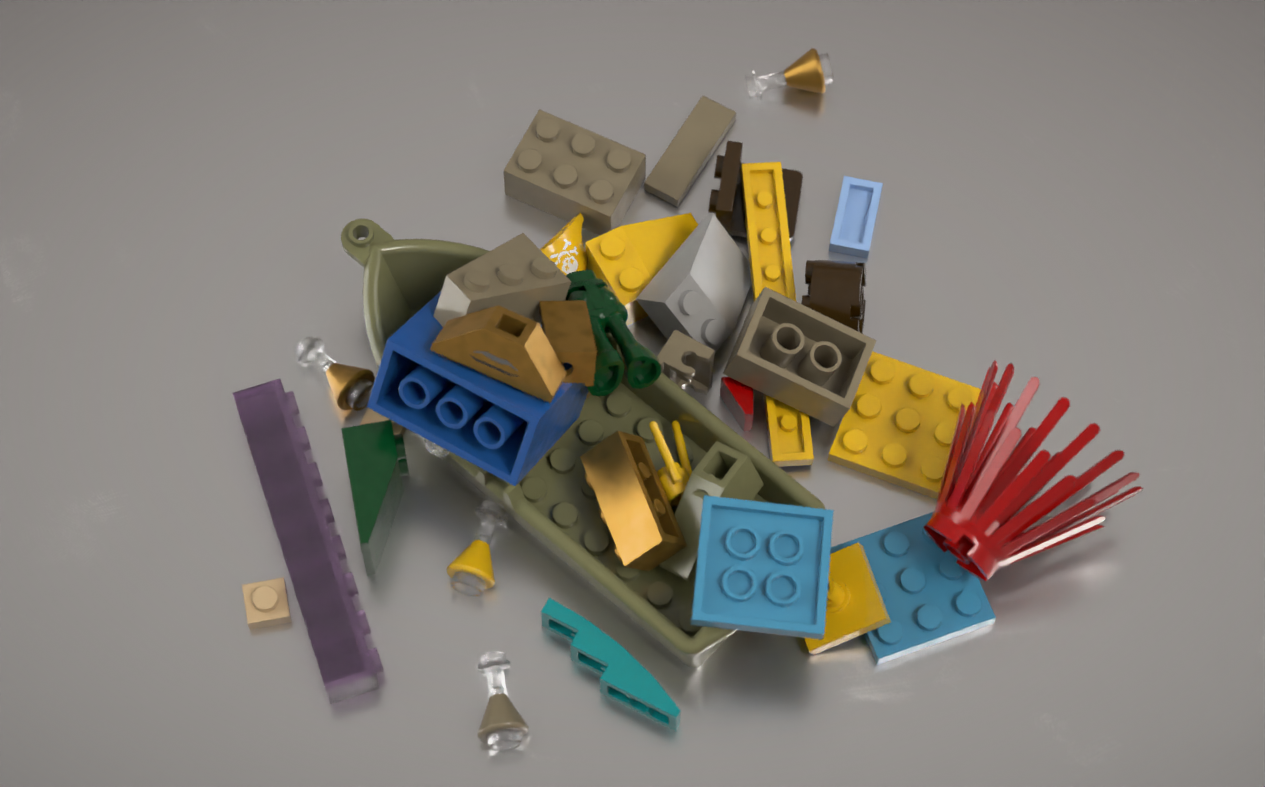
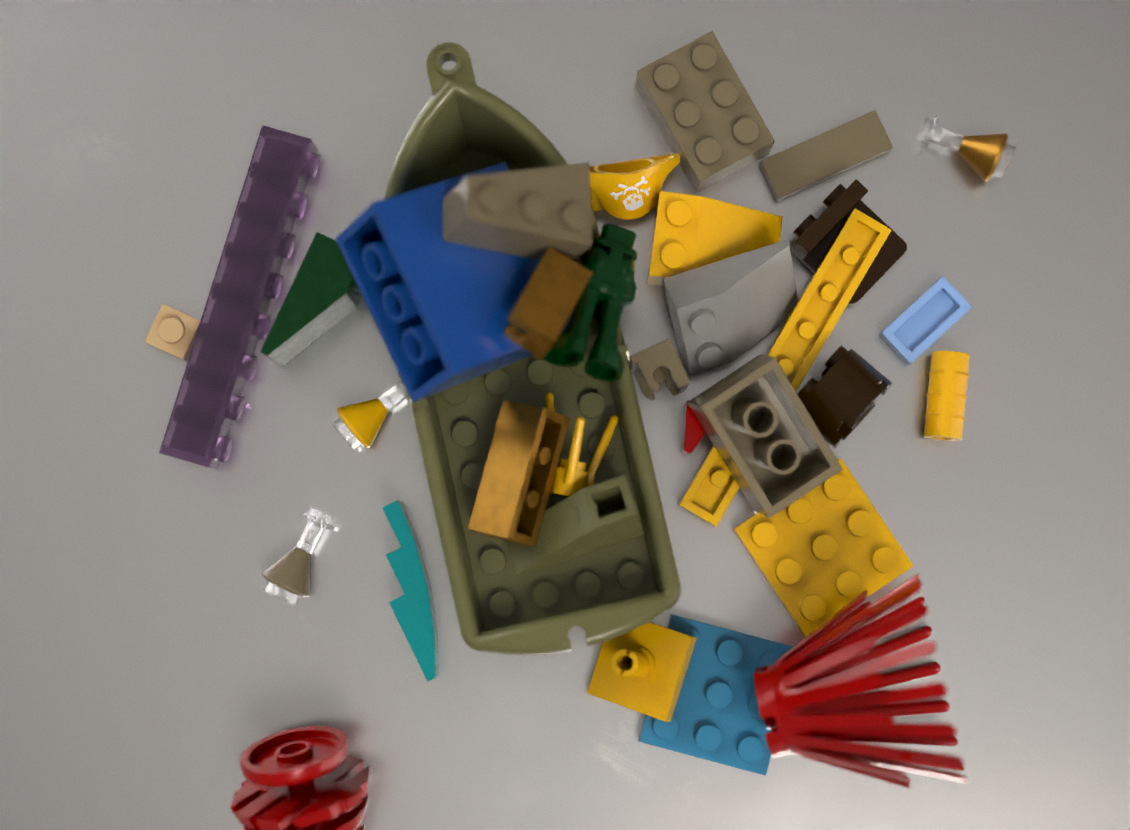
camera: 35 degrees right, 20 degrees up
(348, 383) = (370, 175): piece -> none
(504, 349) = (467, 285): pearl gold slope -> none
(762, 567) = (575, 624): dark azure plate -> none
(913, 256) = (946, 395): none -> yellow axle

